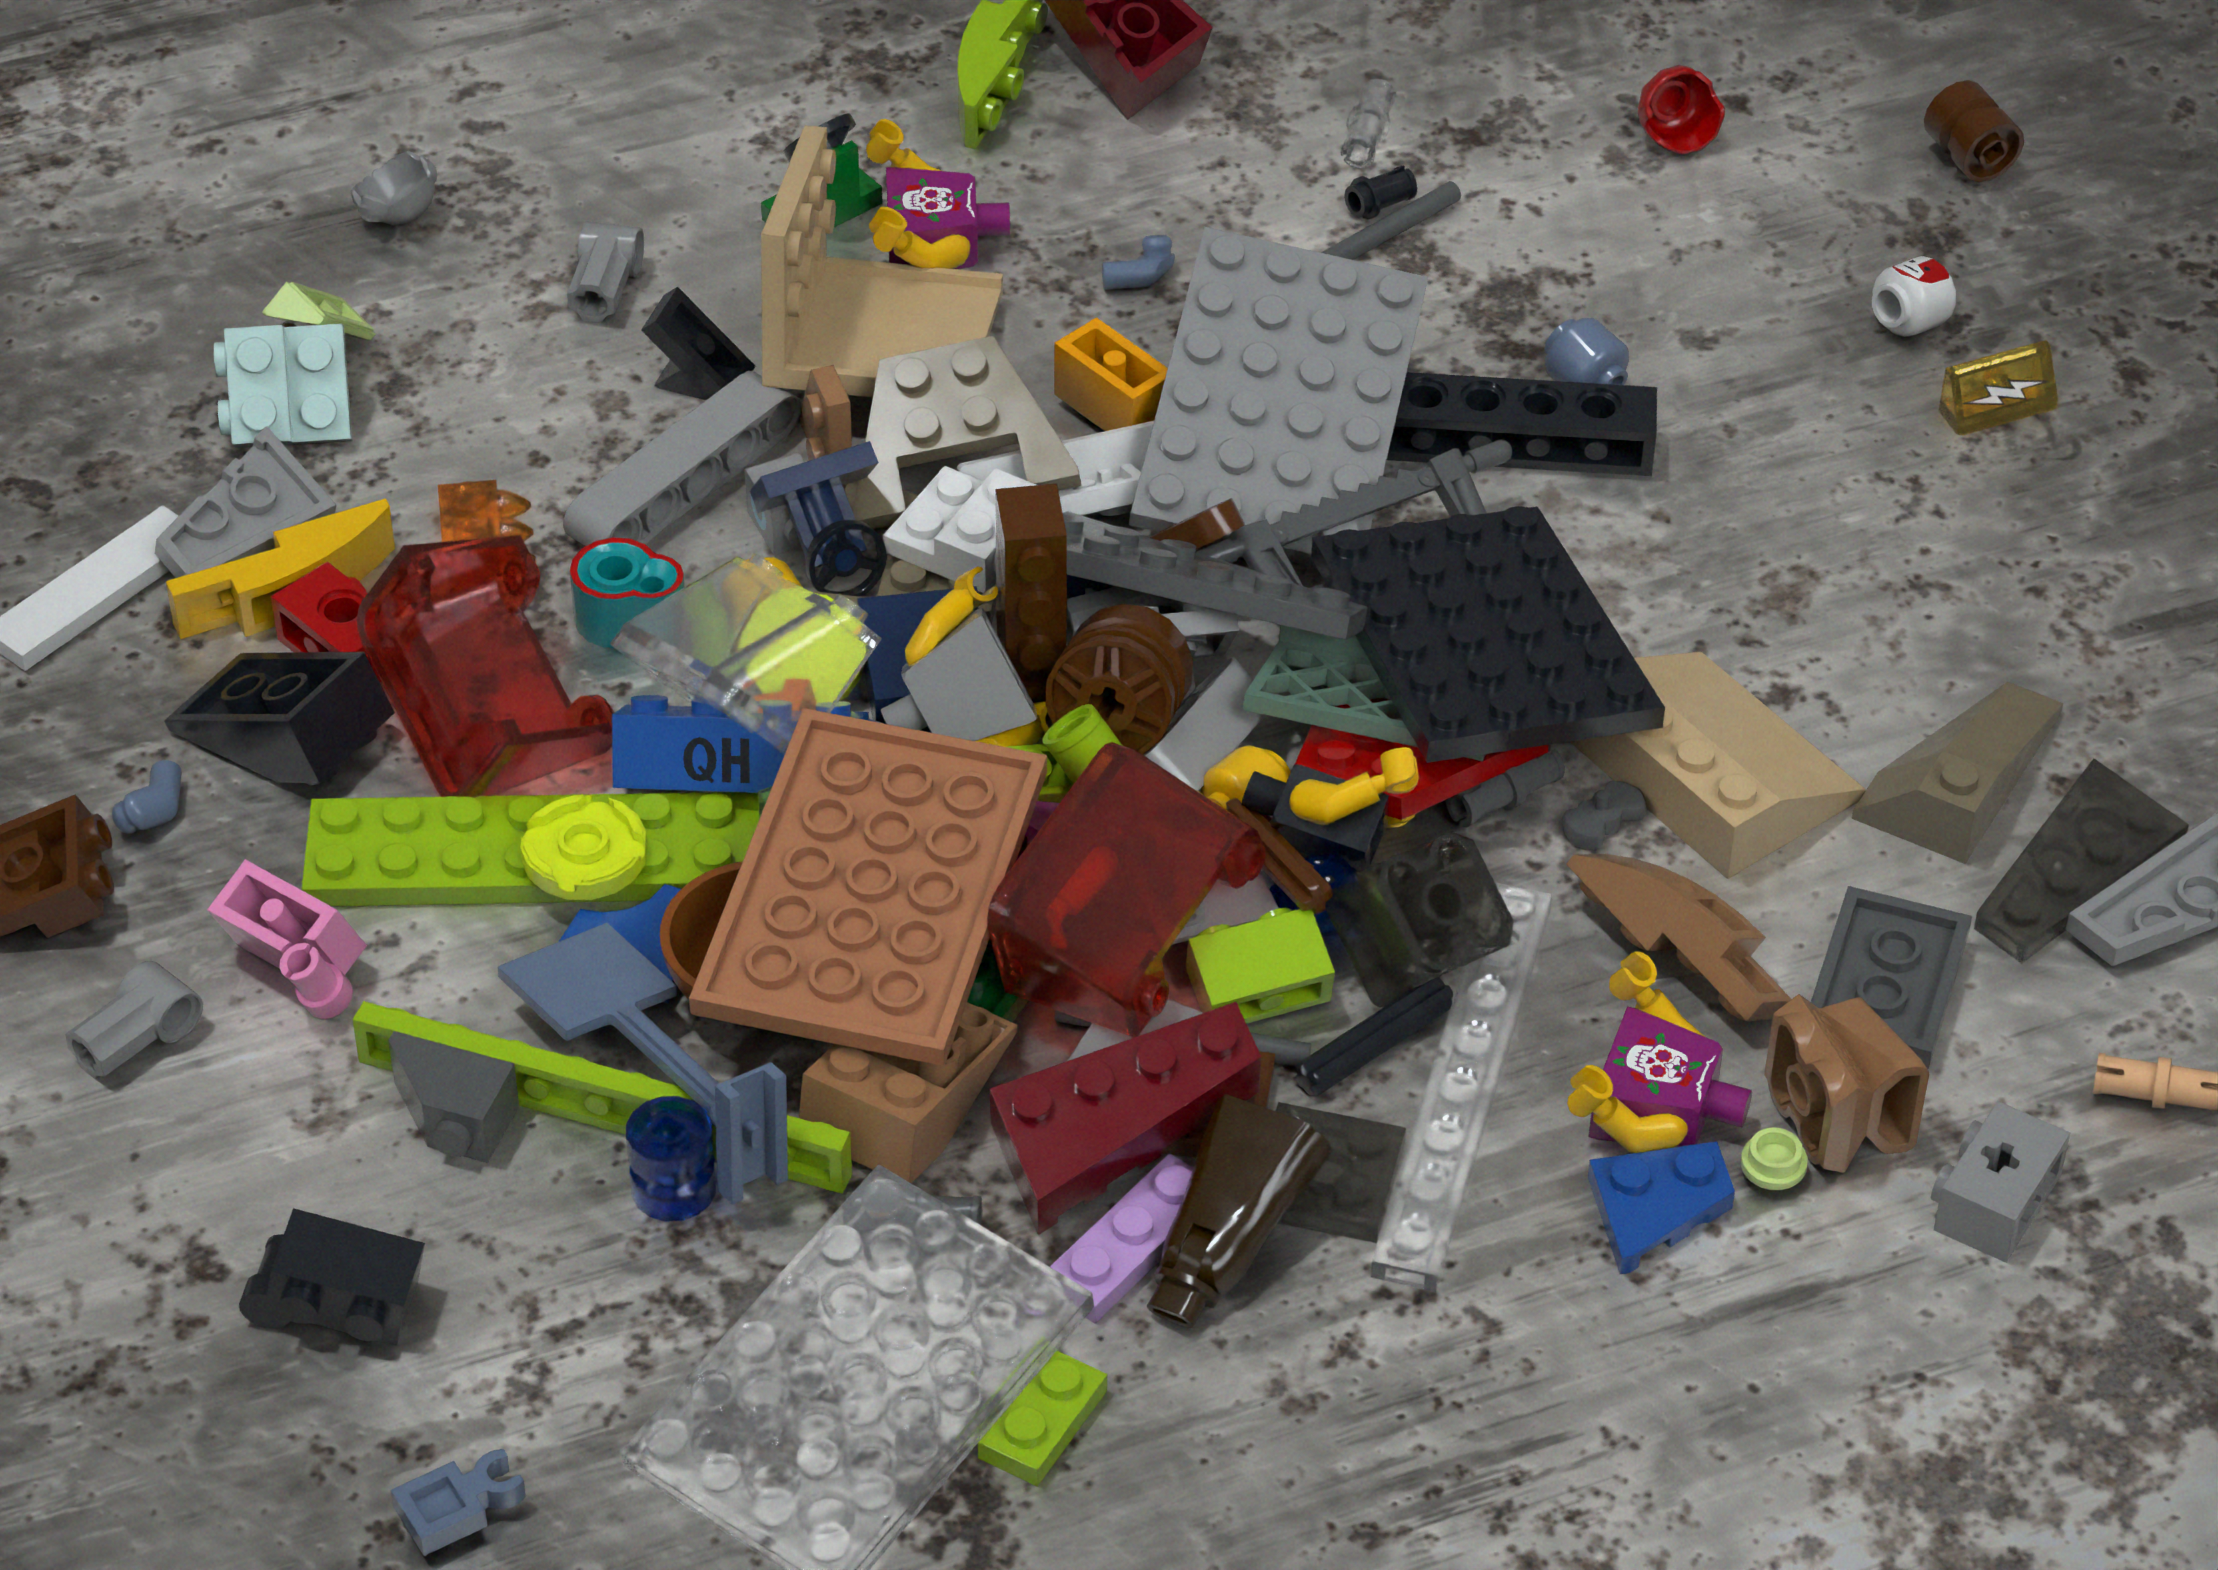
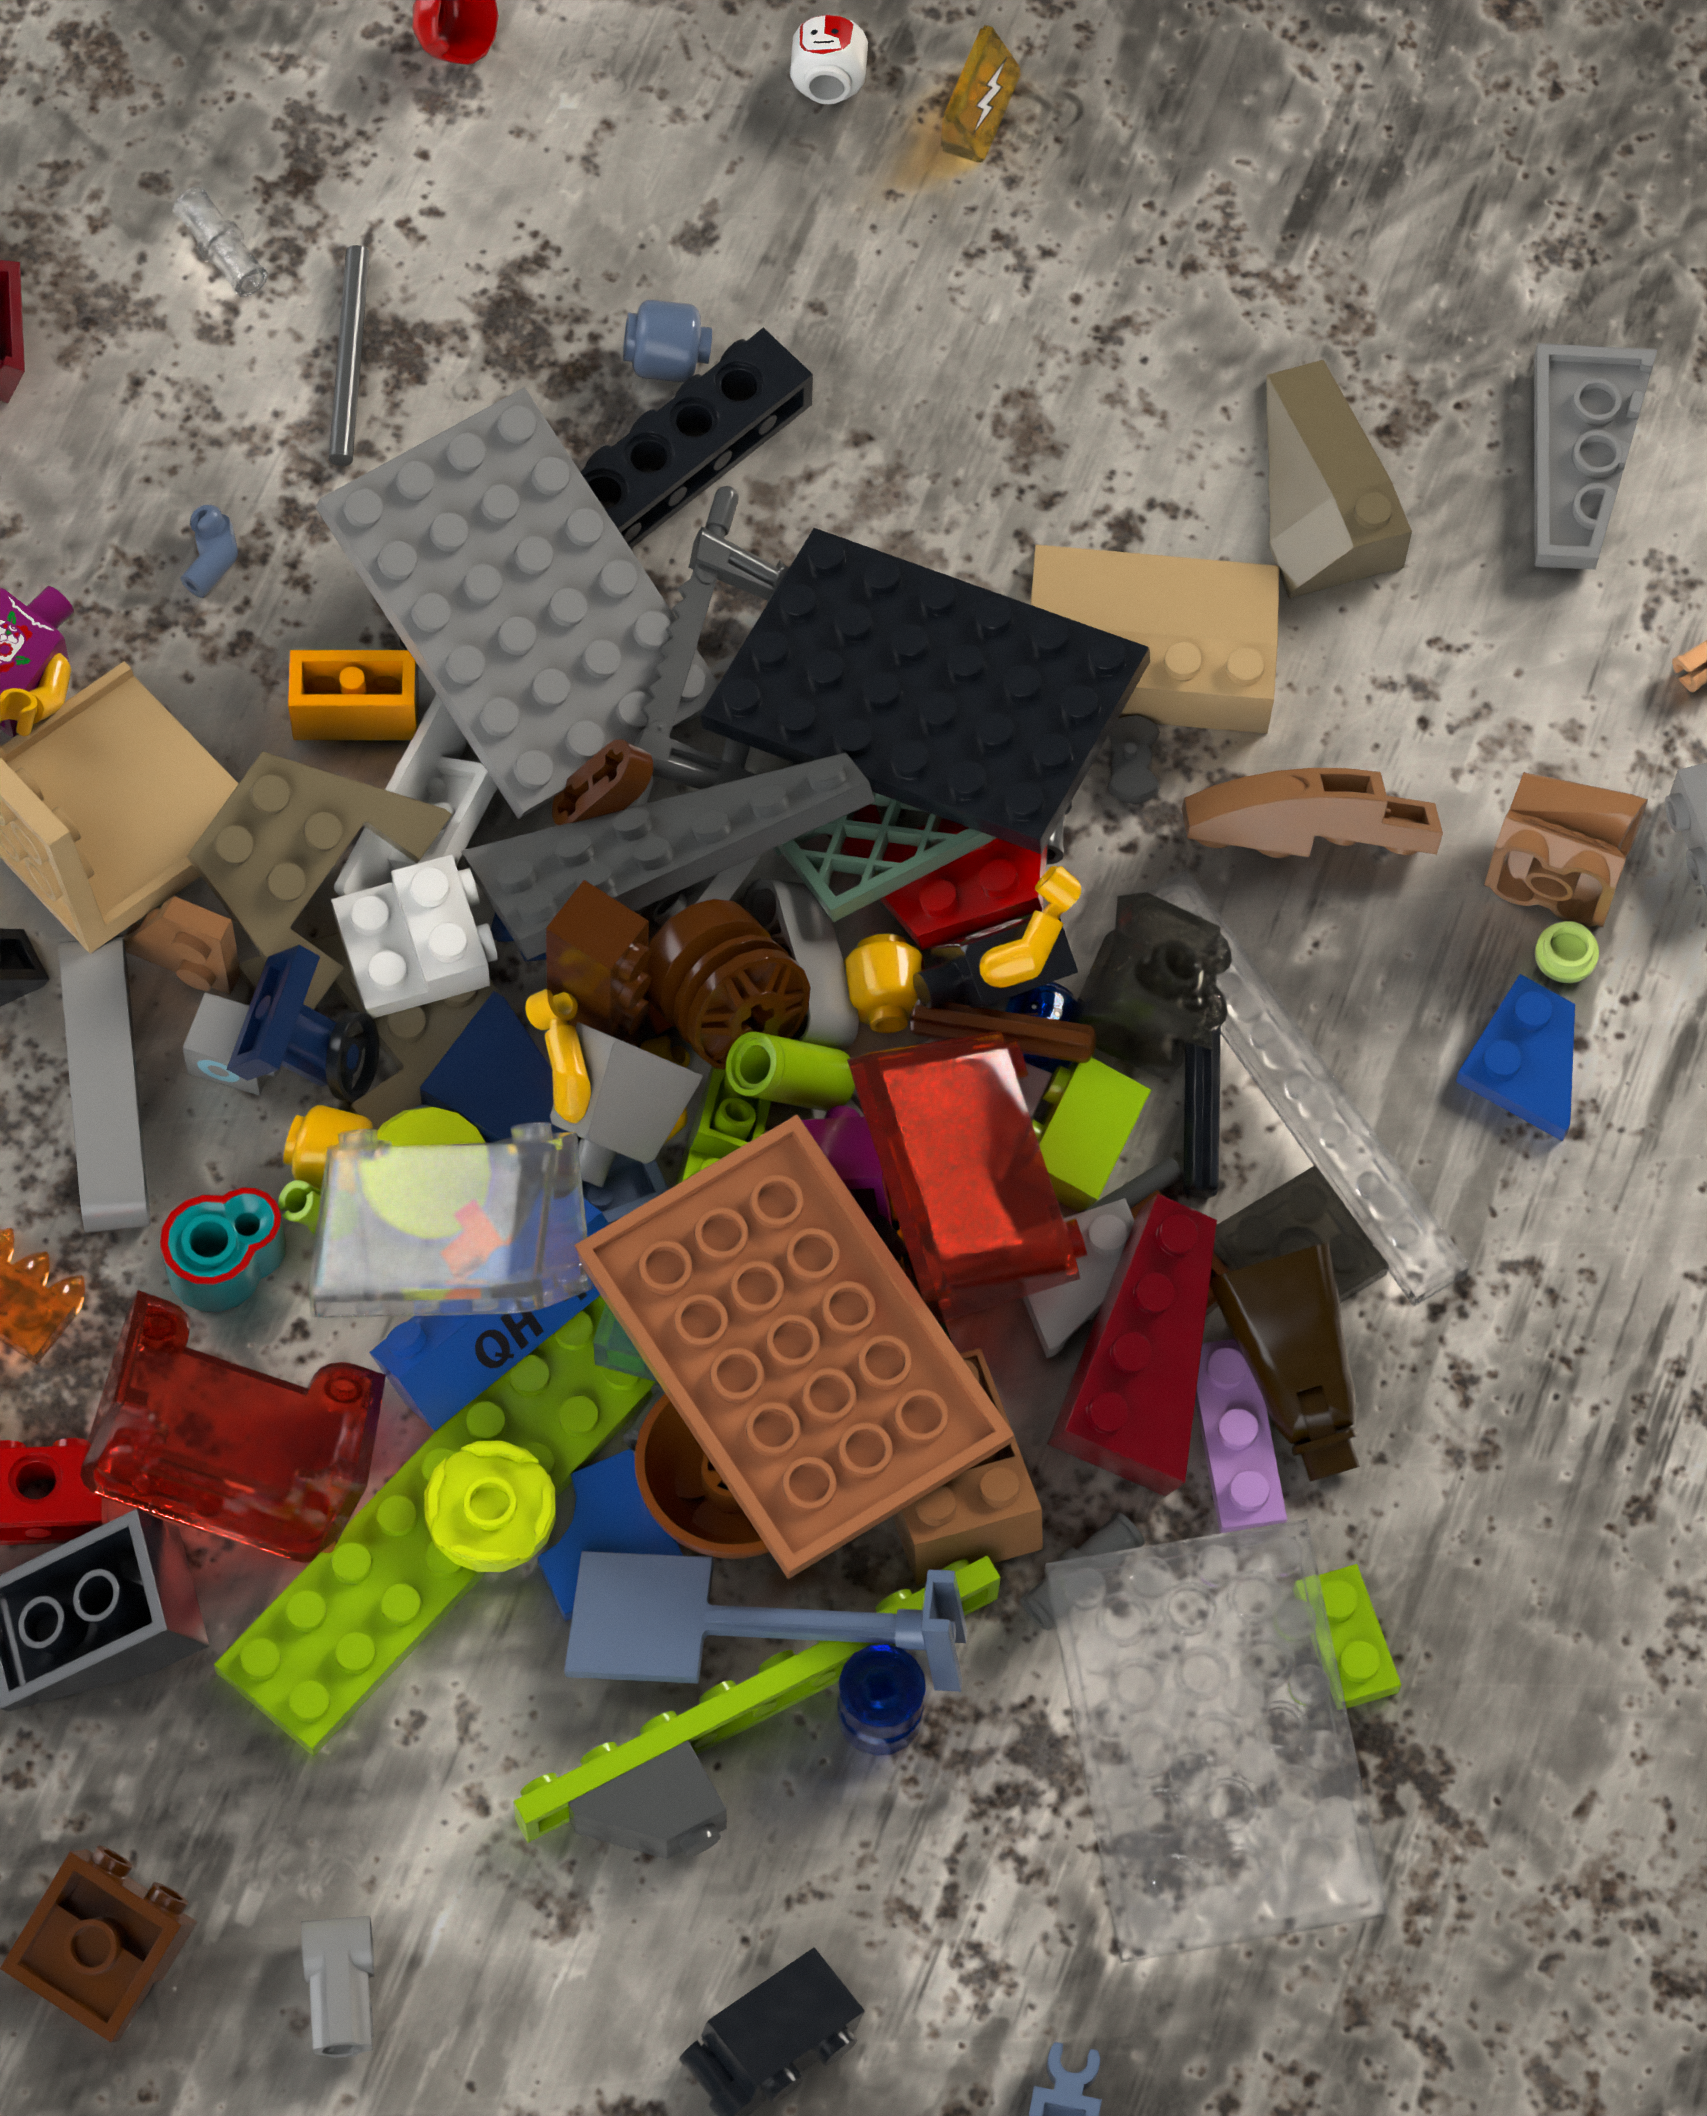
camera: 50 degrees left, 20 degrees up
(151, 804) = (95, 1786): sand blue arm -> none
(293, 933) = (376, 1797): bright pink hinge -> none
(1368, 196) = (308, 317): black pin -> none
(1657, 1074) = (1433, 959): torso -> none
(1897, 960) = (1473, 720): dark grey plate -> none
(2082, 848) = (1479, 495): clear smoke wing -> none

